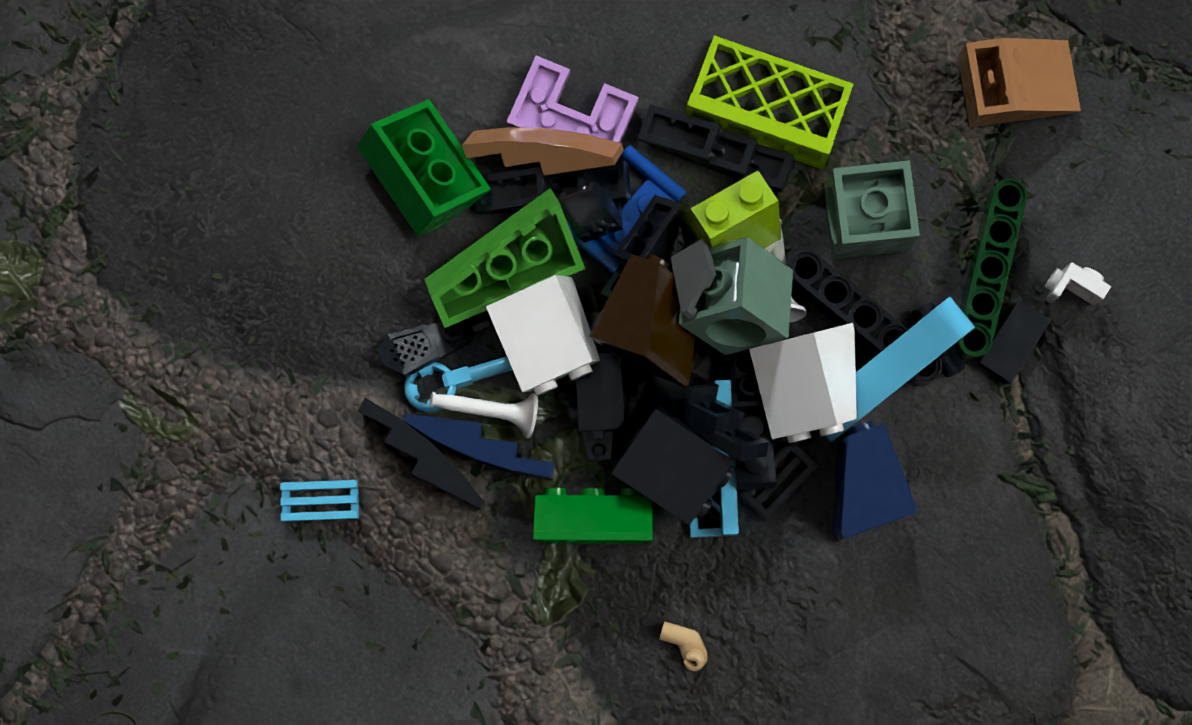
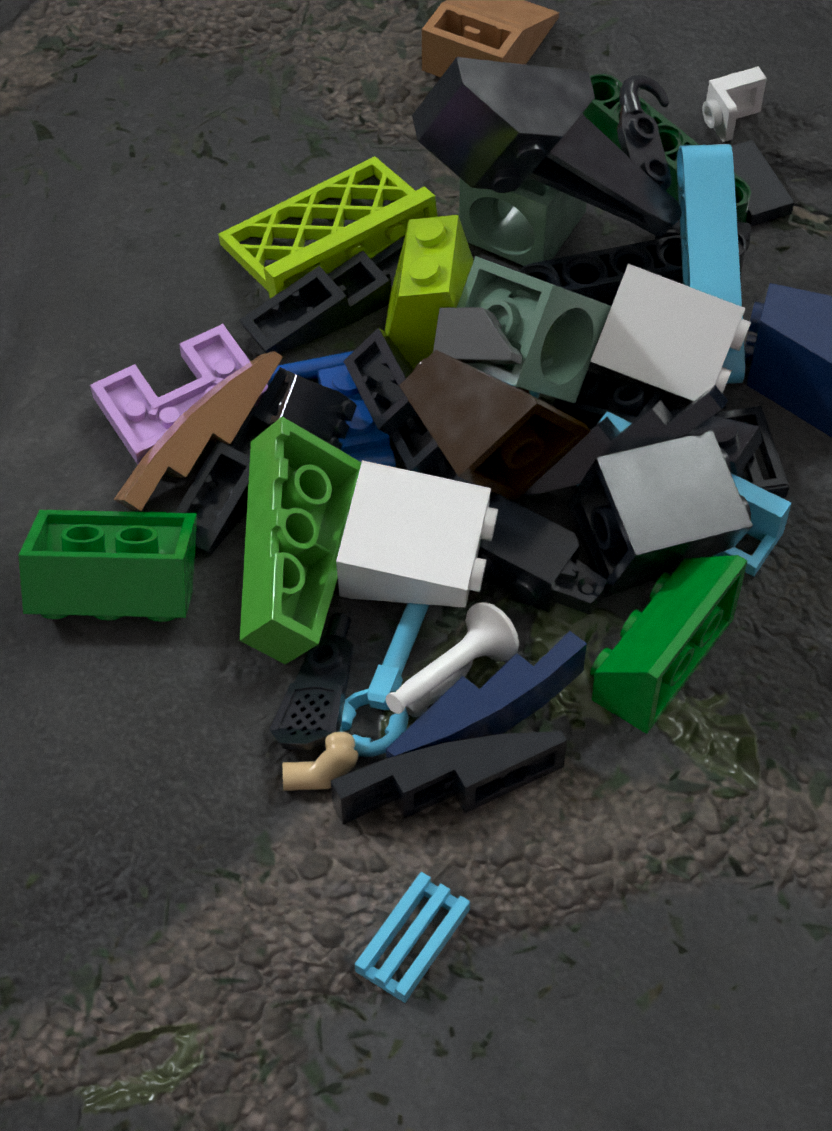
camera: 55 degrees left, 25 degrees down
(378, 381) = (331, 764): none -> tan arm
(880, 214) = (524, 121): none -> black slope

